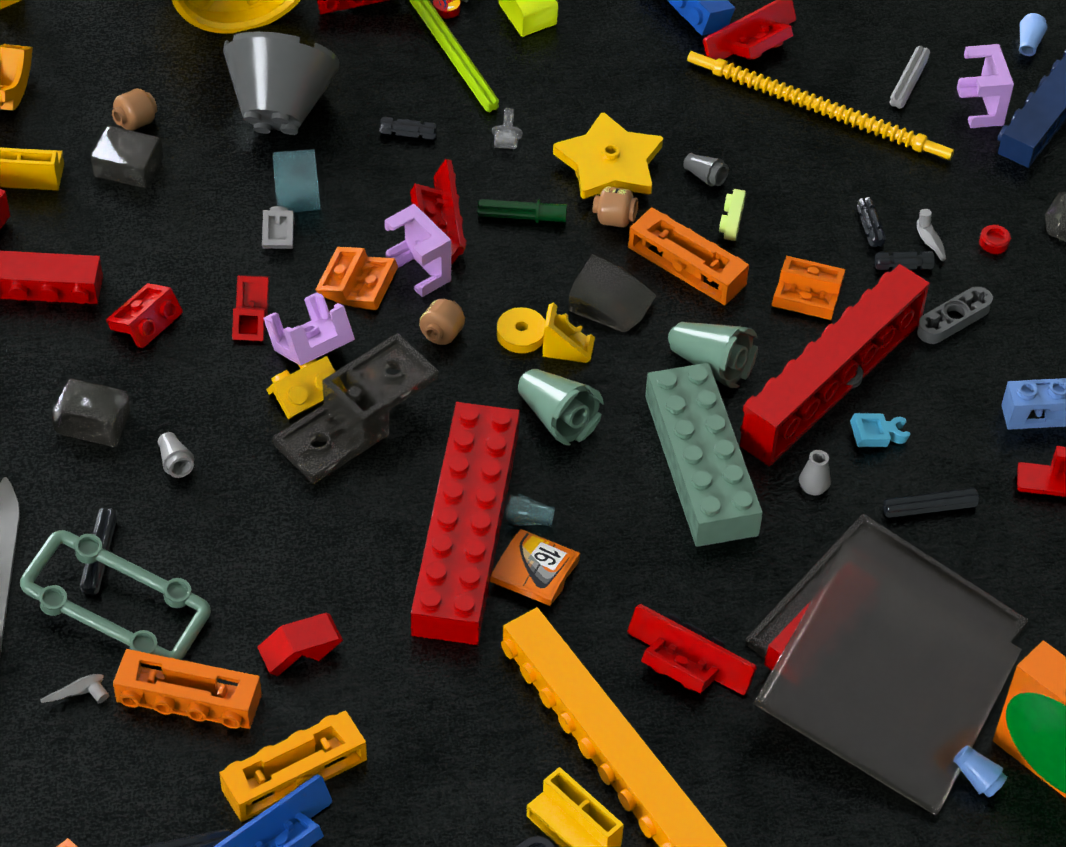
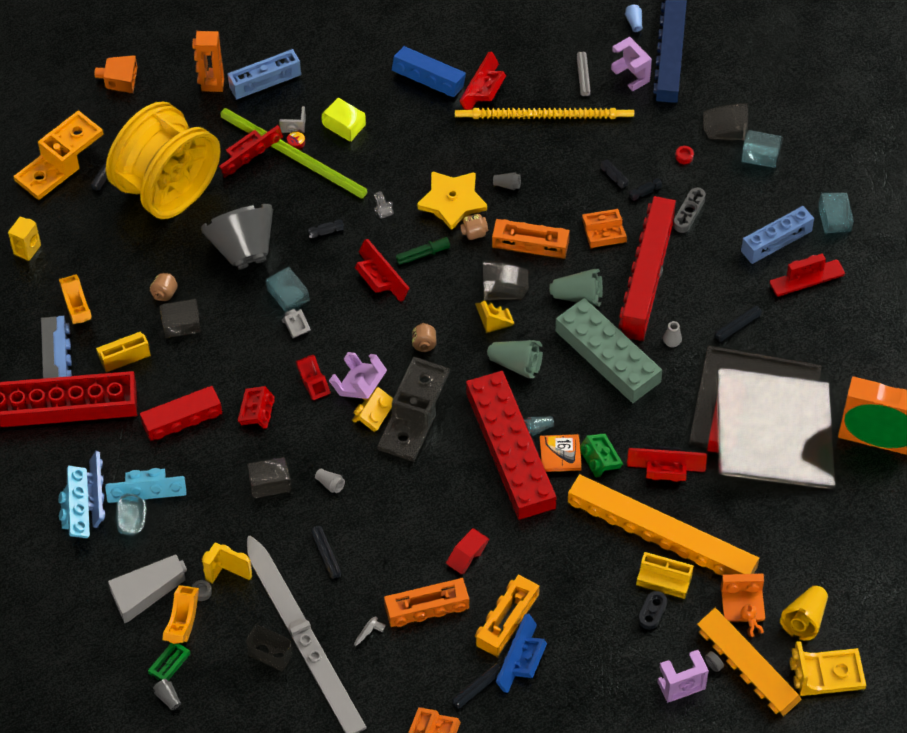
camera: 25 degrees left, 5 degrees up
(89, 550) = (328, 589): sand green bar -> none
(356, 278) = (358, 333): orange slope -> none
(425, 244) = (389, 297): lavender panel -> none
(520, 319) = (467, 315): yellow piece -> none
(594, 595) = (600, 454): none -> green bracket
(734, 206) = (541, 207): yellowish green plate -> none
(875, 431) = (688, 296): medium azure plate -> none
(928, 233) = (649, 168): light grey bar -> none
(980, 771) = (844, 456): medium blue cone -> none

